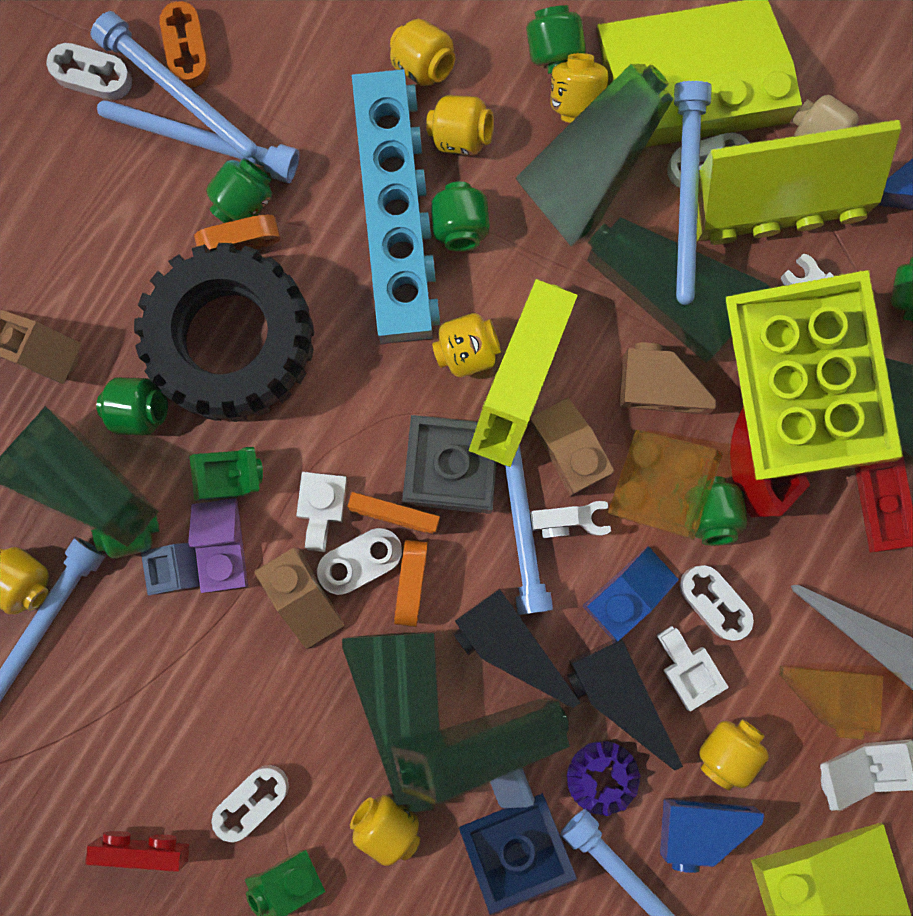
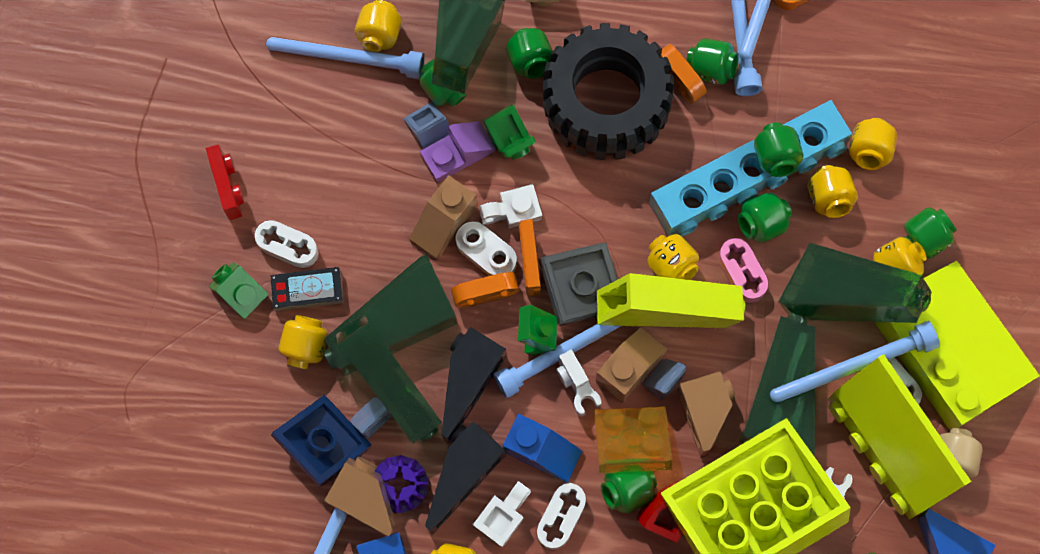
camera: 70 degrees right, 10 degrees down
(318, 799) = (307, 289): none -> tile
(393, 162) = (778, 149): none -> green head
(490, 541) = (537, 330): none -> green bracket
(508, 259) = (750, 267): none -> bright pink beam
(603, 414) = (664, 378): none -> sand blue slope
(612, 833) = (362, 495): none -> medium nougat slope

